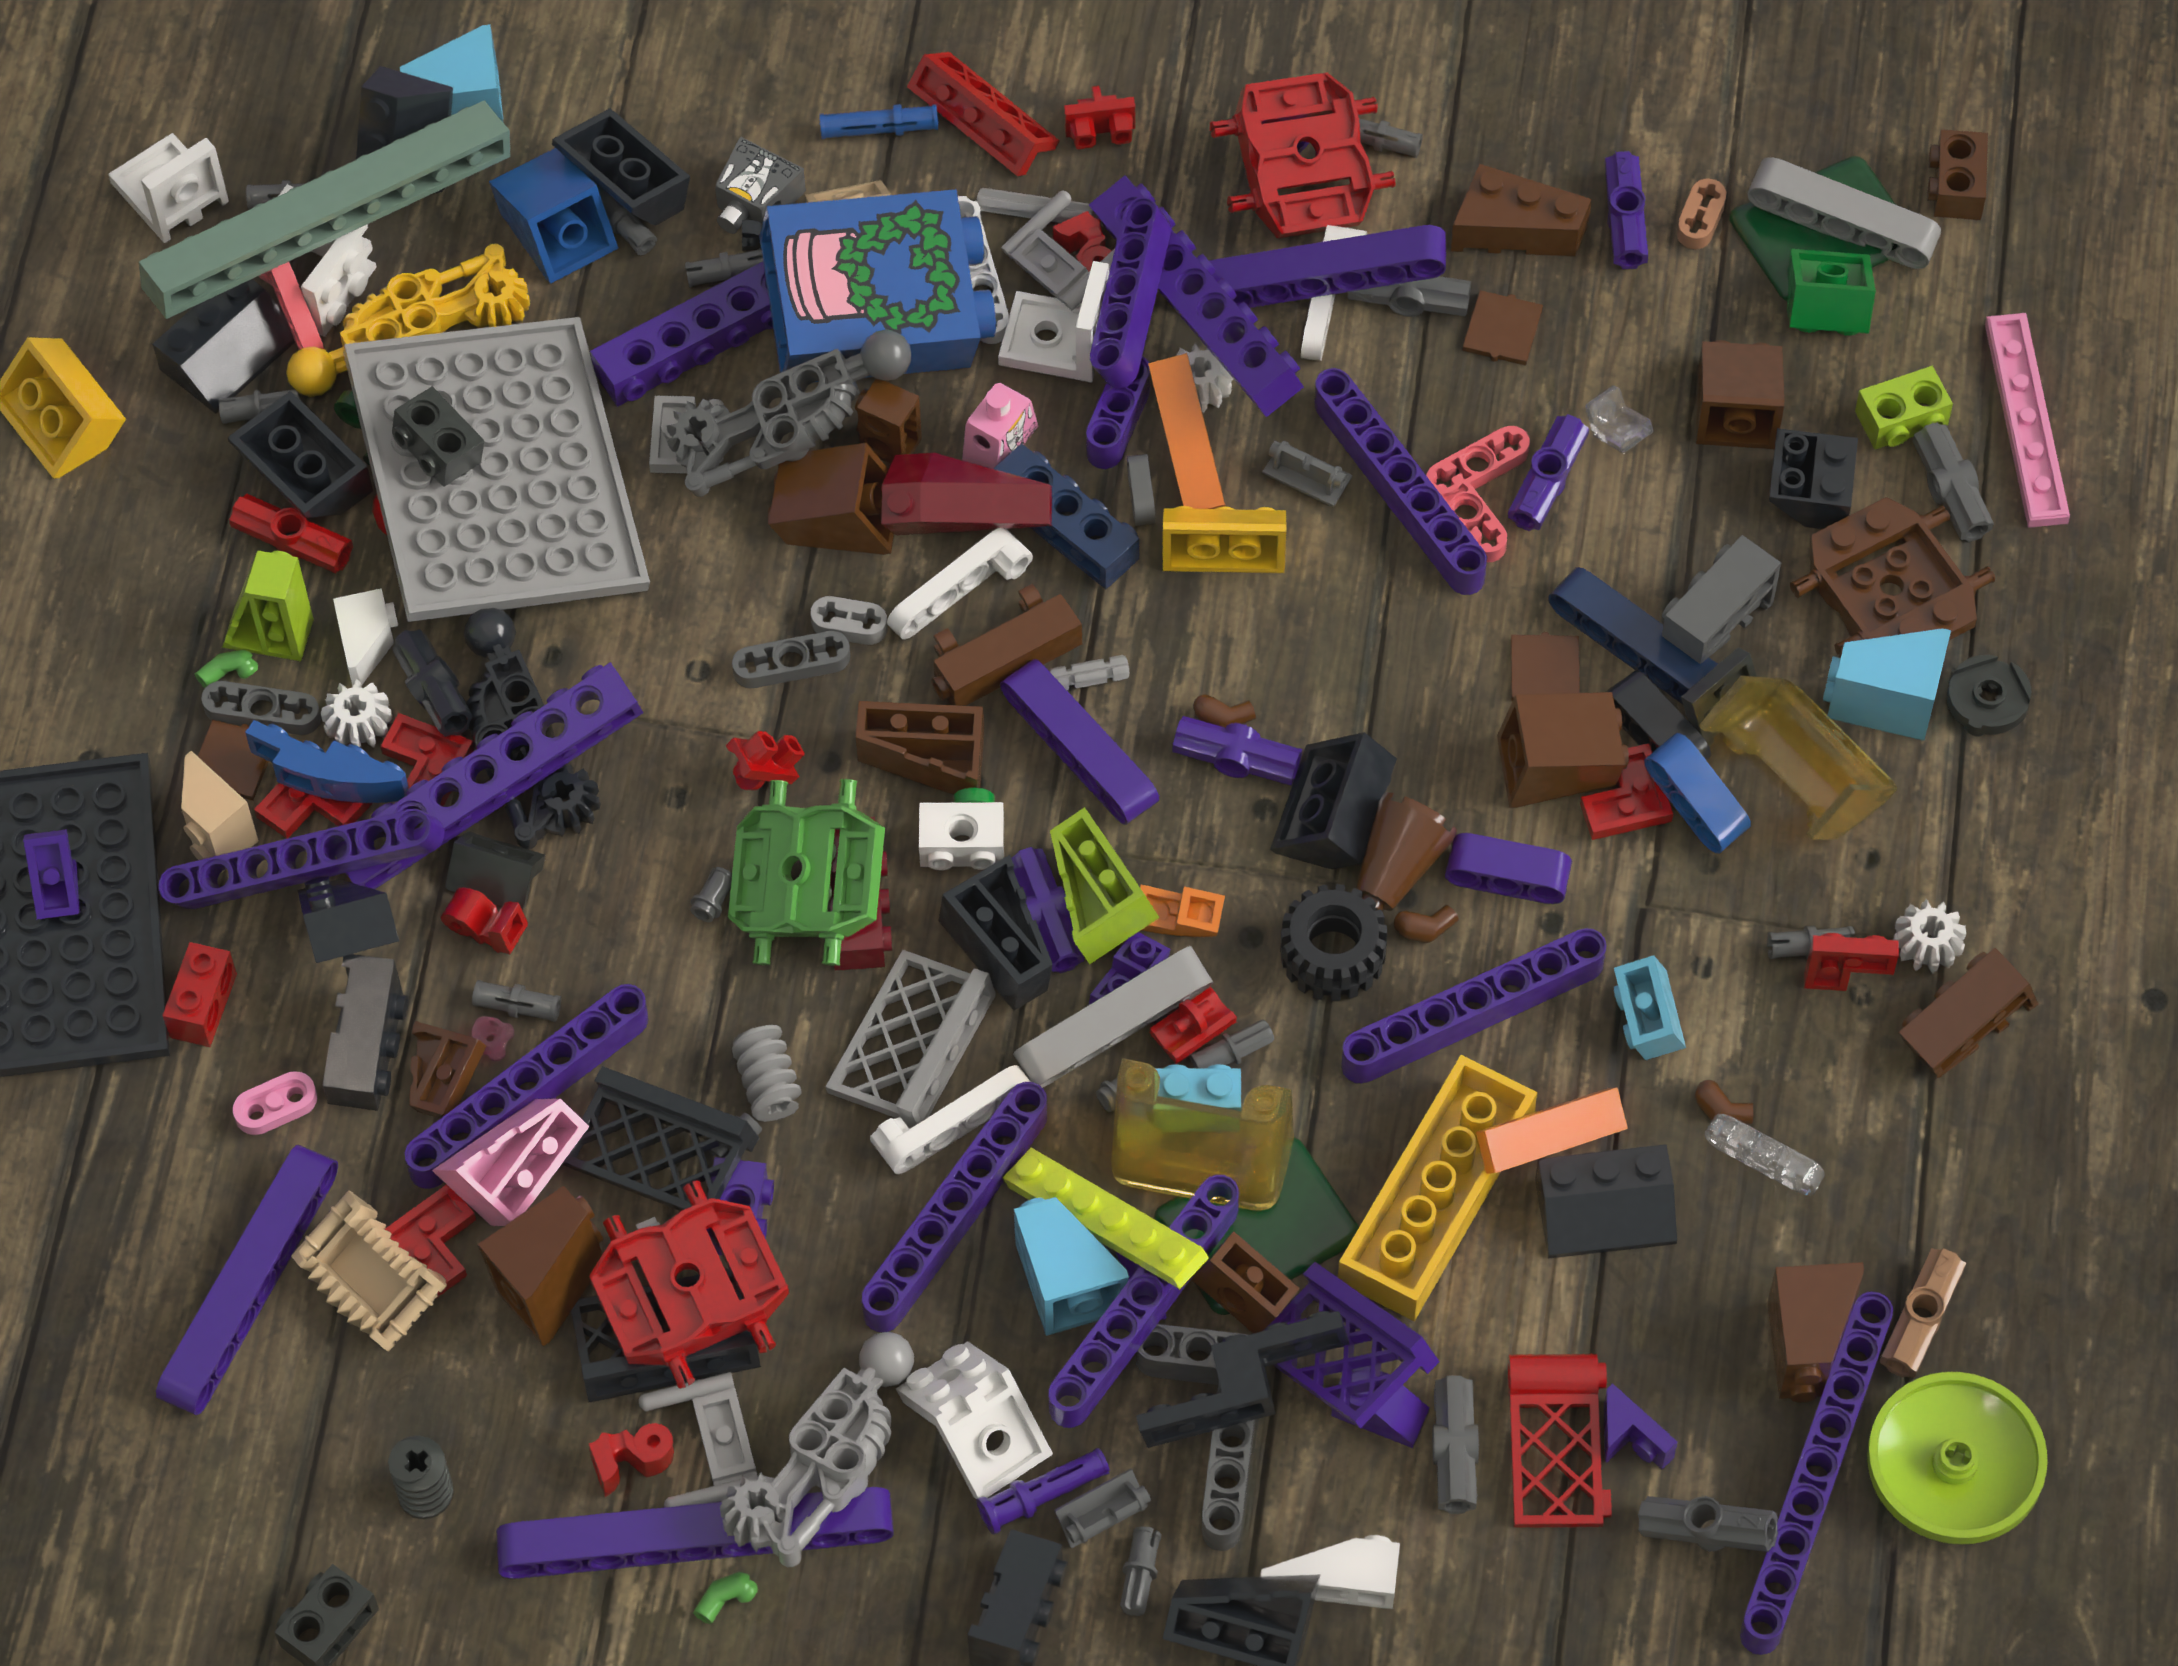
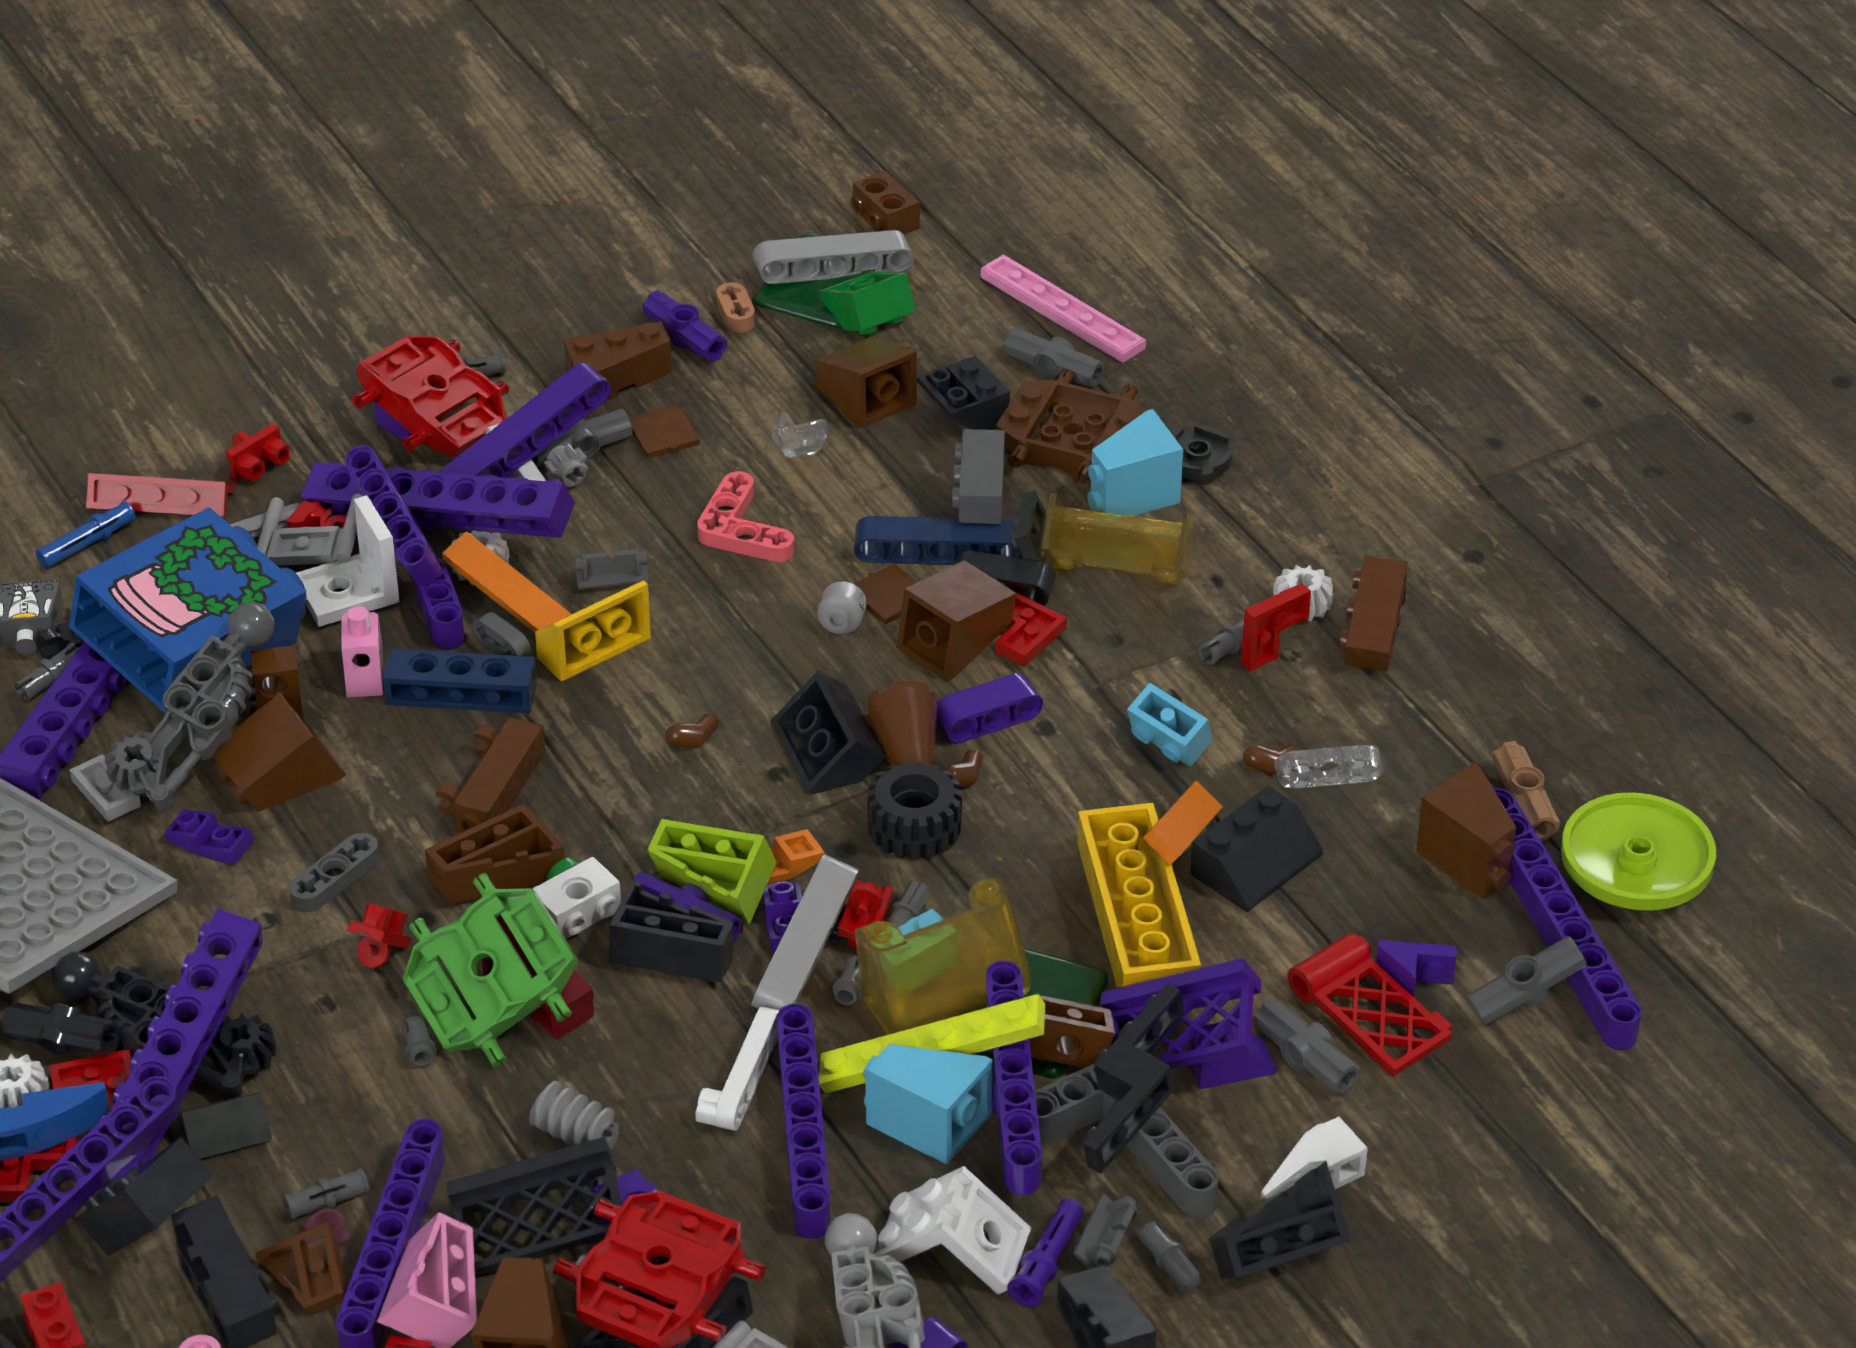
camera: 40 degrees left, 20 degrees down
(477, 916) = (236, 1157): red leg -> none
(719, 547) = (205, 837): none -> dark purple slope
(850, 619) = (356, 821): light grey beam -> none
(945, 1047) = (694, 1040): light grey fence -> none
(951, 495) = (369, 706): dark red wedge -> none
(993, 553) = (430, 726): white beam -> none
(1079, 741) = (603, 799): dark purple beam -> none
(1092, 672) = (570, 762): light grey axle -> none
(1237, 750) = (727, 745): dark purple piece -> none
(1366, 318) = (566, 465): none -> light grey gear
(1400, 497) = (685, 540): dark purple beam -> none
(1462, 1021) = (1047, 794): dark purple beam -> none
(1477, 658) = (841, 607): none -> light grey head
(1541, 489) = (782, 485): dark purple piece -> none
(1697, 793) = (1073, 593): beam -> none
(1900, 401) = (980, 333): lime brick -> none

